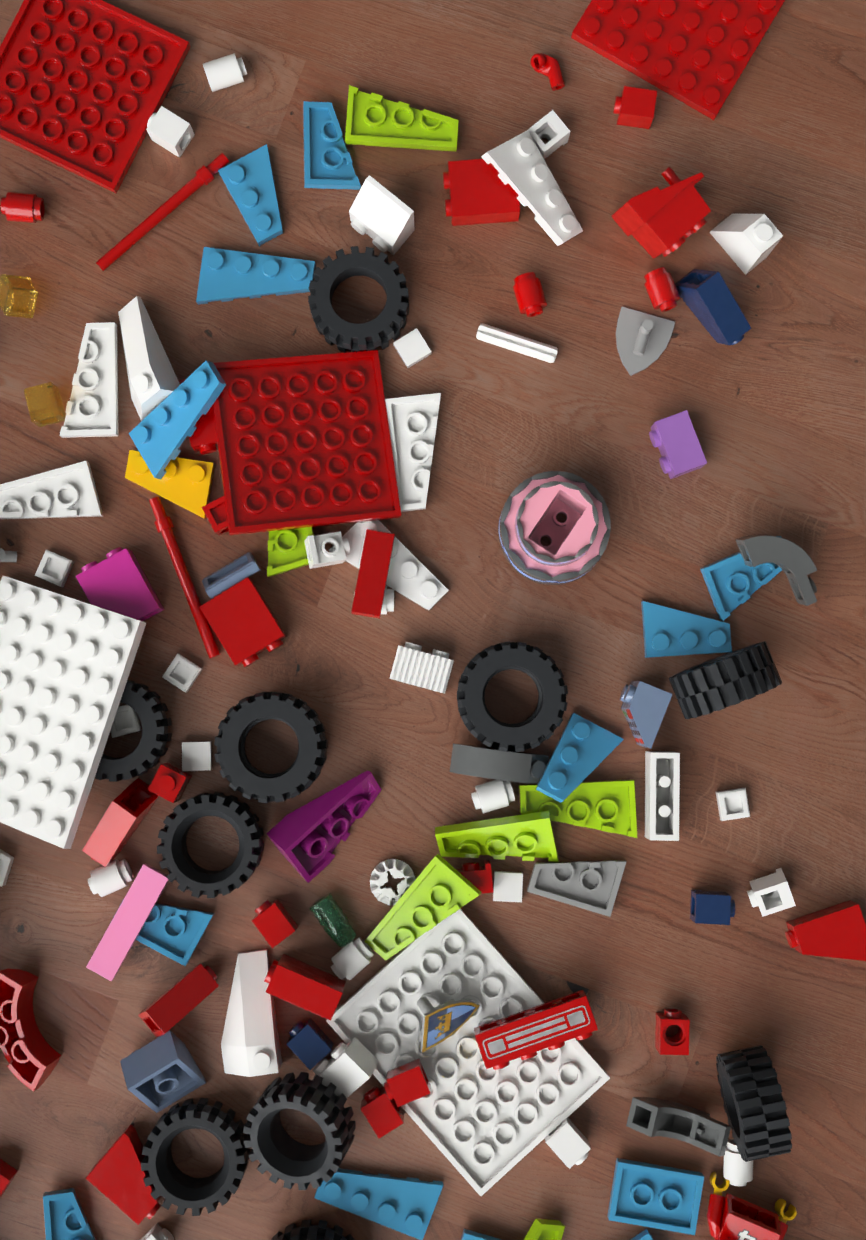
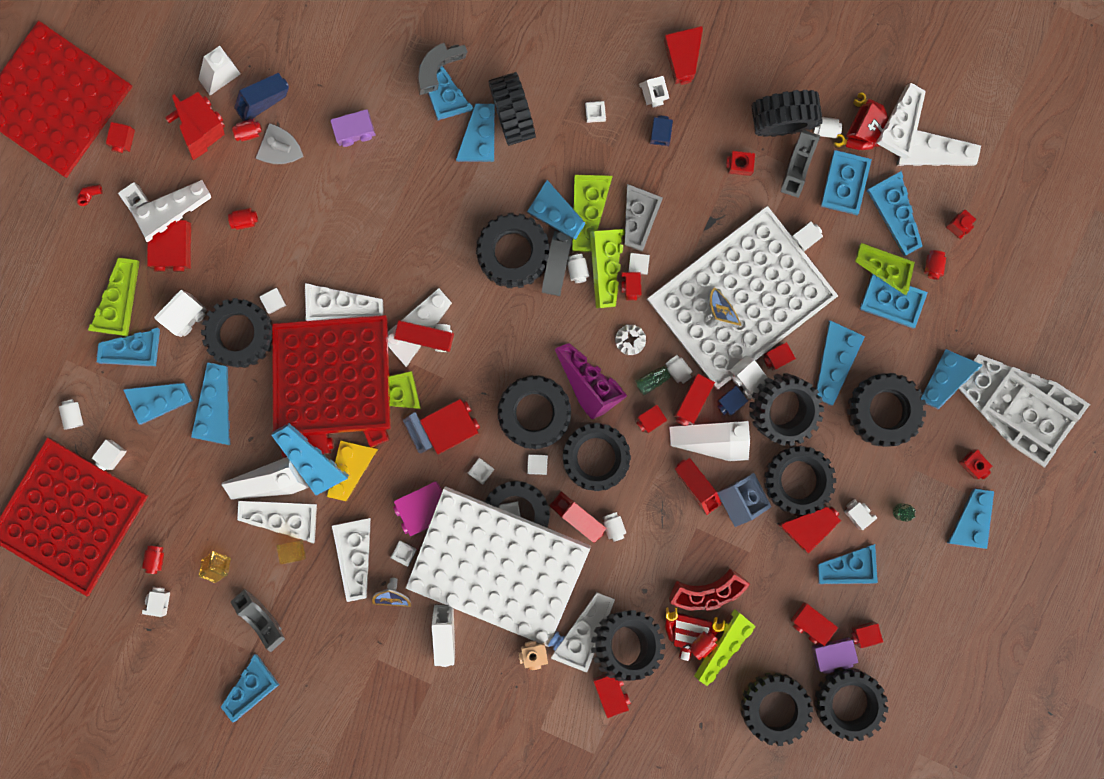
camera: 85 degrees left, 0 degrees up
(128, 922) = (643, 515): bright pink tile -> none
(164, 526) = (380, 476): red bar -> none
(169, 782) = (553, 482): red brick -> none
(174, 931) = (650, 493): dark azure wing -> none
(203, 176) = (142, 435): red bar -> none
(317, 554) = (407, 372): white brick -> none
(407, 1083) = (760, 337): red brick -> none
(422, 668) = (490, 309): white brick -> none
(428, 901) = (646, 318): lime wing -> none
(517, 343) = (275, 230): white axle -> none
(532, 515) = (414, 202): bright pink piece -> none
(535, 1030) = (731, 250): red brick -> none
(644, 710) = (528, 164): sand blue slope -> none
(662, 795) = (585, 157): white brick -> none

